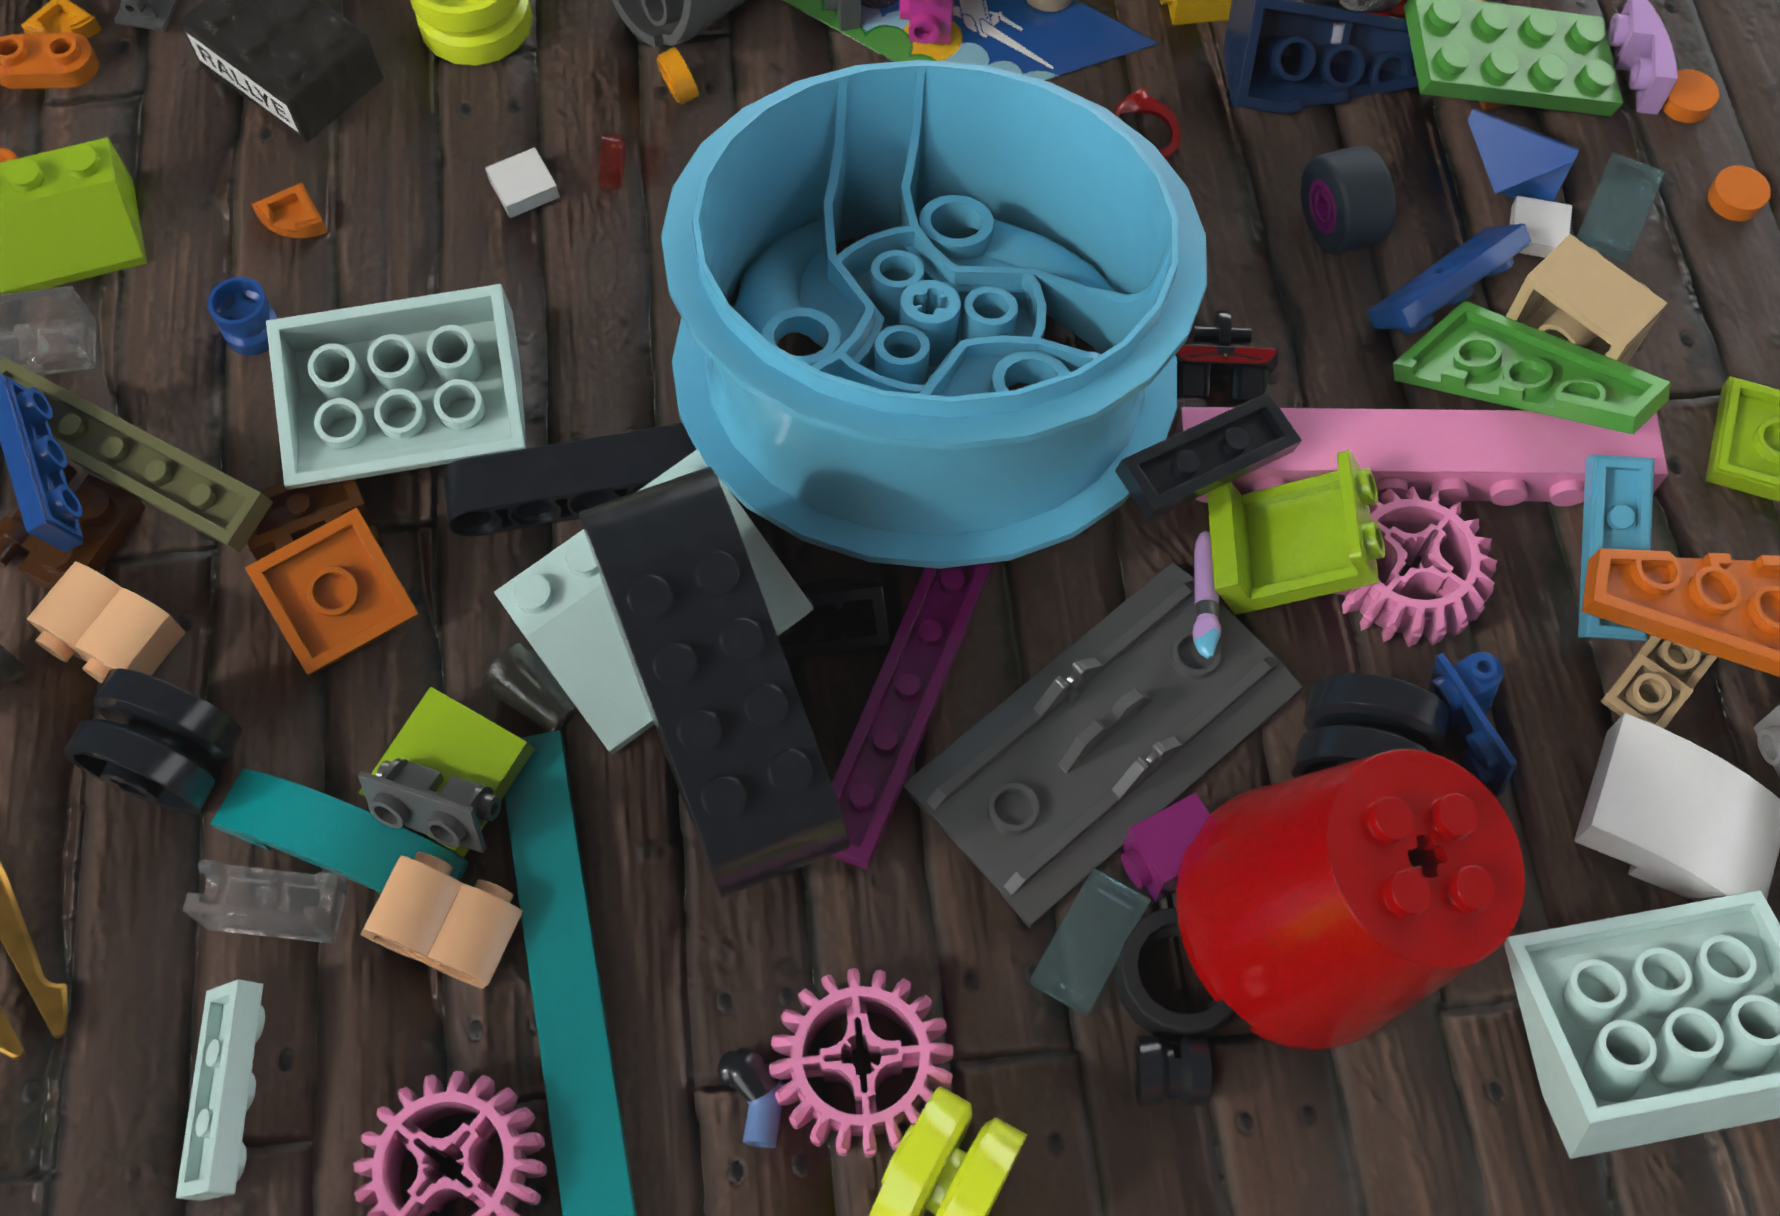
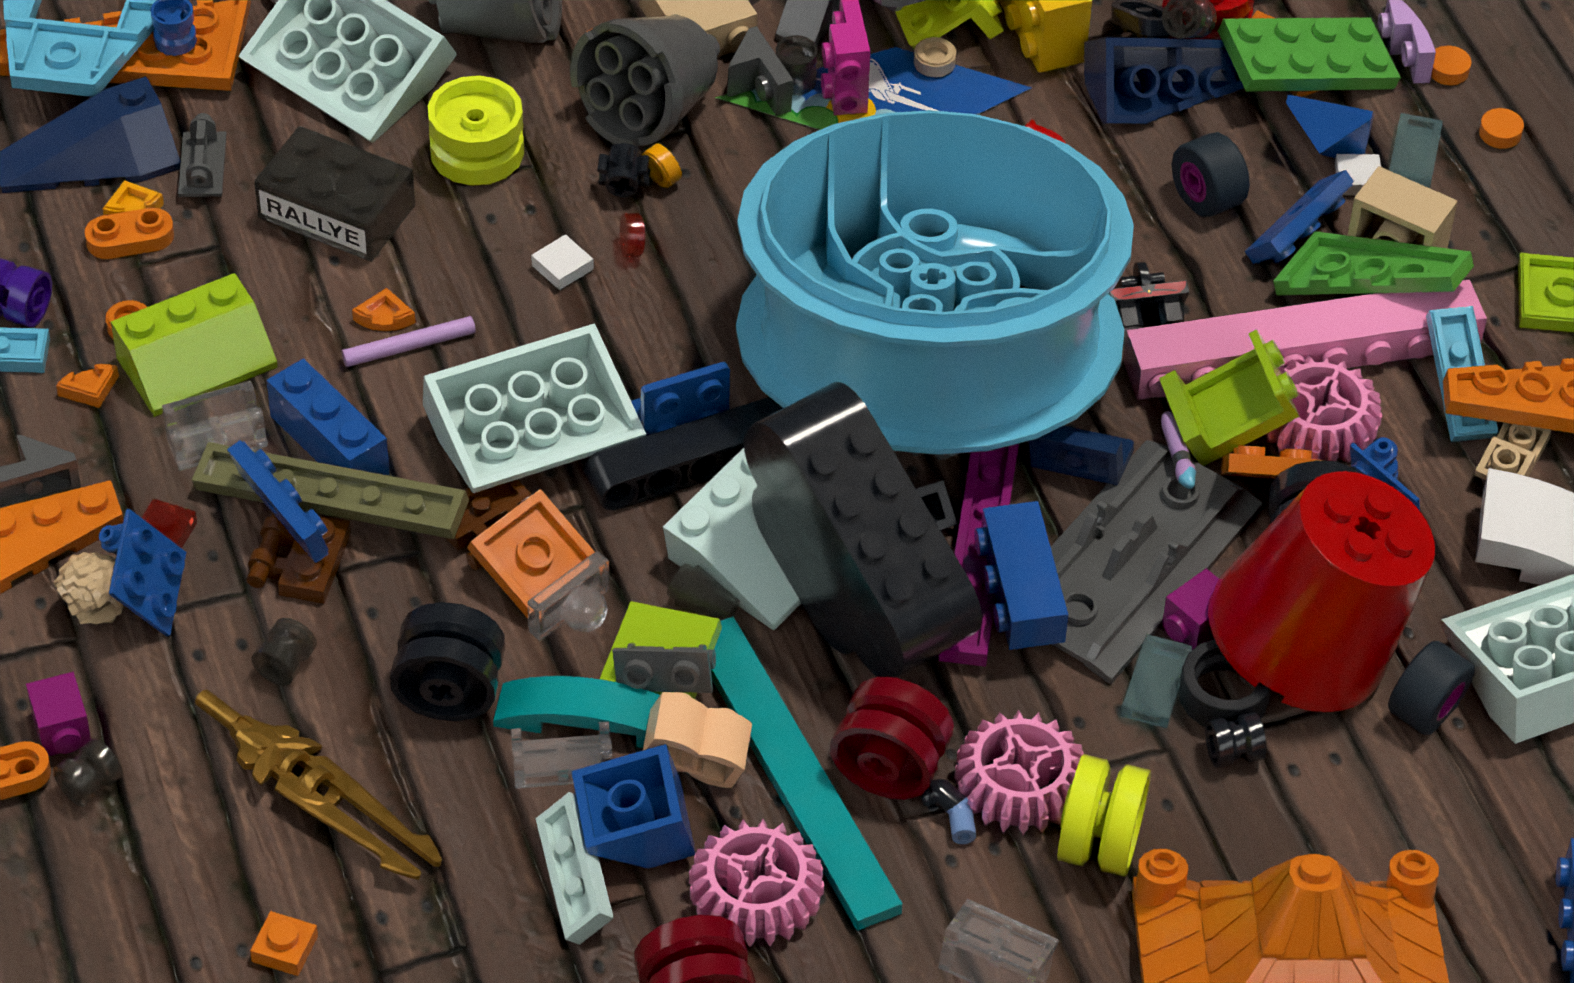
camera: 15 degrees left, 15 degrees down
(103, 625) = (363, 606): light nougat brick -> none
(153, 360) = (325, 421): none -> blue brick
(241, 313) = (384, 386): blue wheel -> none
(304, 257) = (408, 341): none -> lavender bar
(320, 1022) = (634, 809): none -> blue slope
(362, 666) = (572, 599): none -> clear tile
(583, 408) = (683, 398): none -> blue bracket
(628, 74) = (623, 170): none -> black gear
(695, 979) = (892, 738): none -> dark red wheel
(939, 758) = (1022, 575): none -> blue brick
(1088, 574) = (1082, 454): none -> dark blue panel
(1207, 456) = (1157, 352): black plate -> none
(1300, 642) = (1252, 462): none -> orange plate
(1469, 1049) = (1431, 687): none -> black wheel

